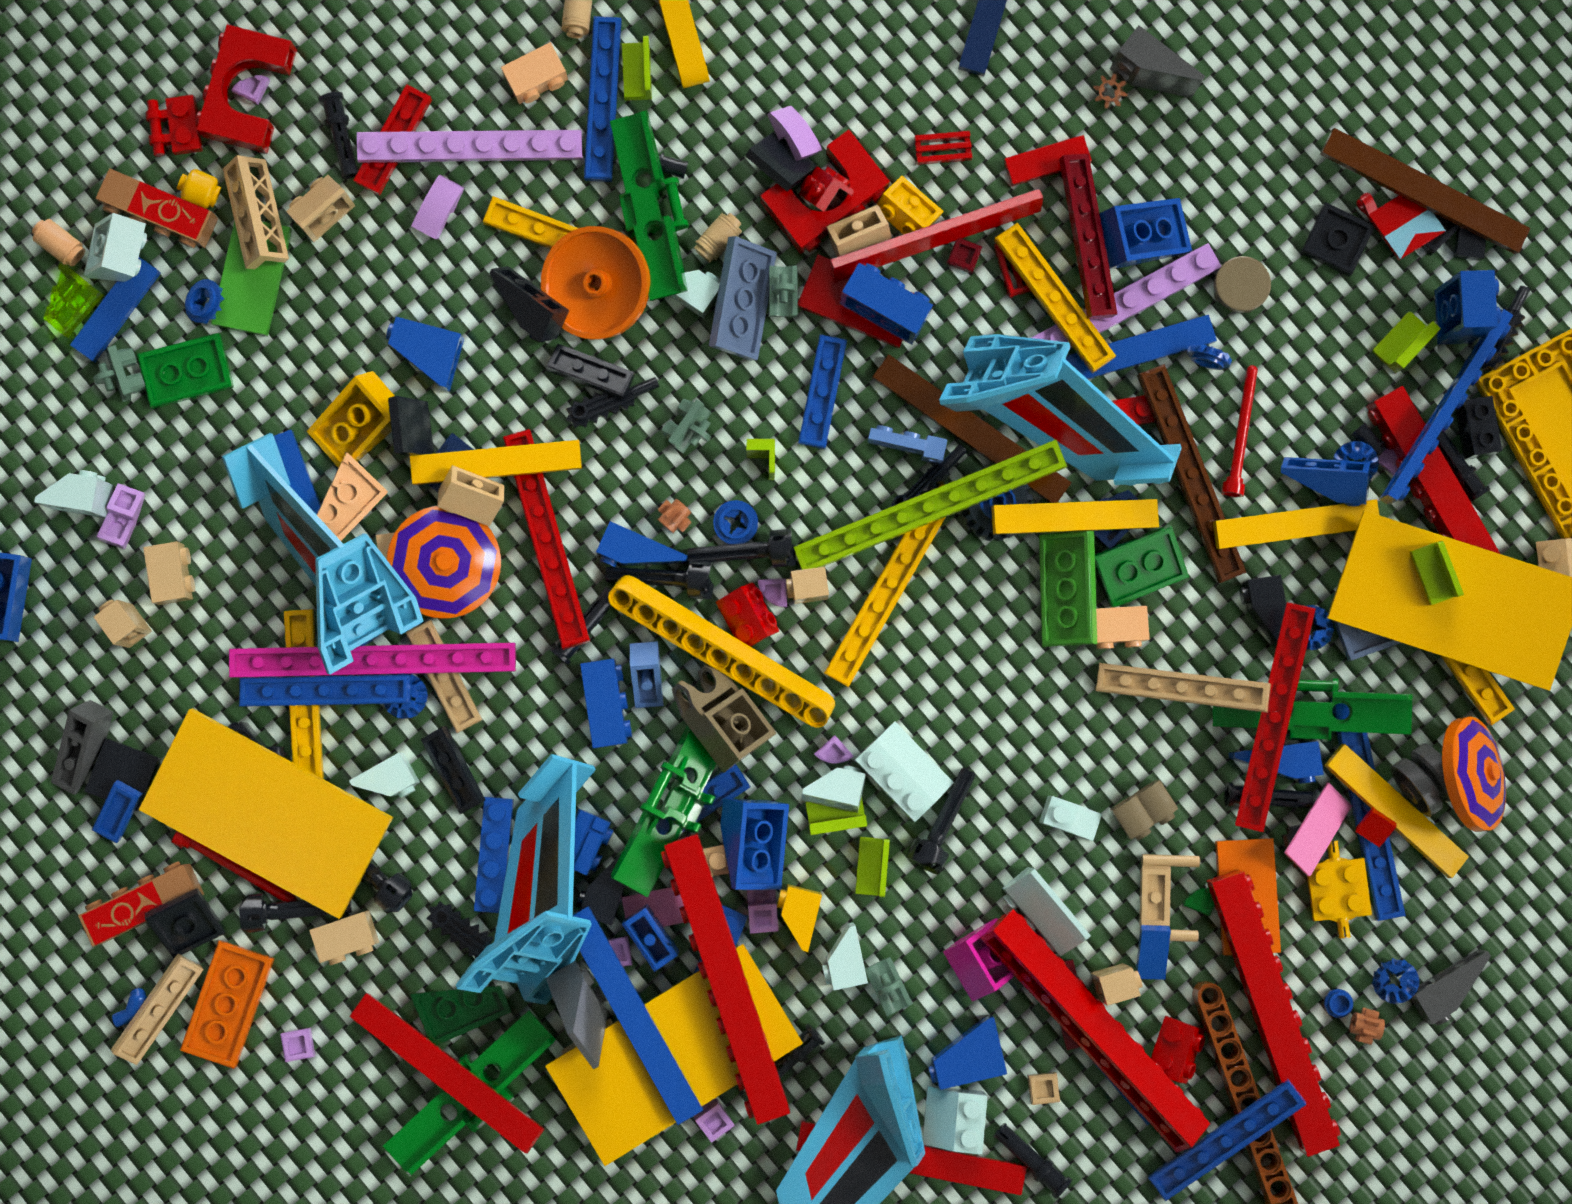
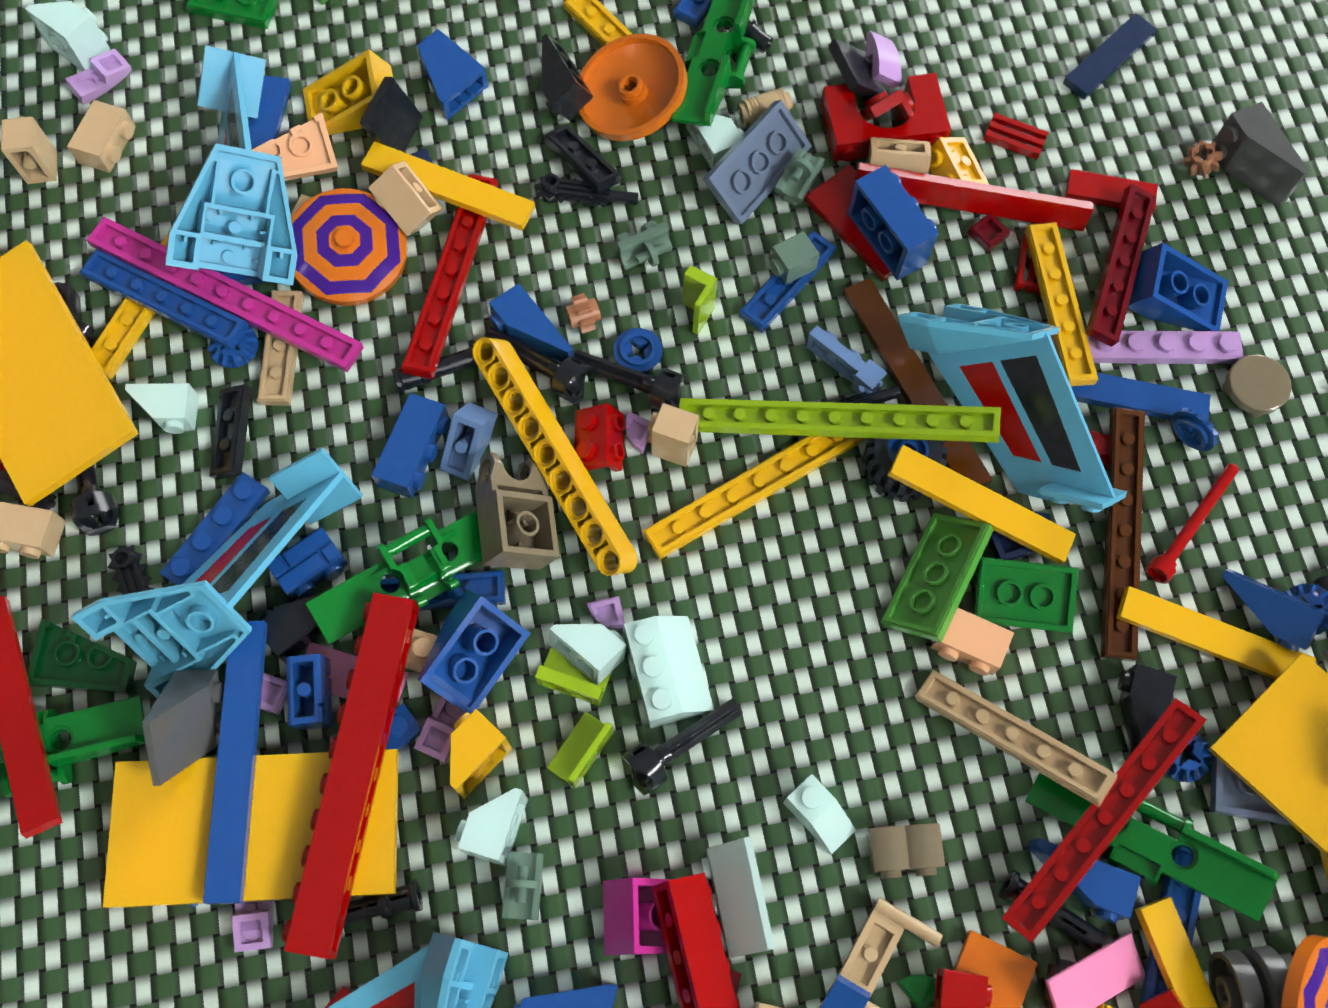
camera: 35 degrees right, 15 degrees down
(820, 375) = (794, 258): none -> sand green brick

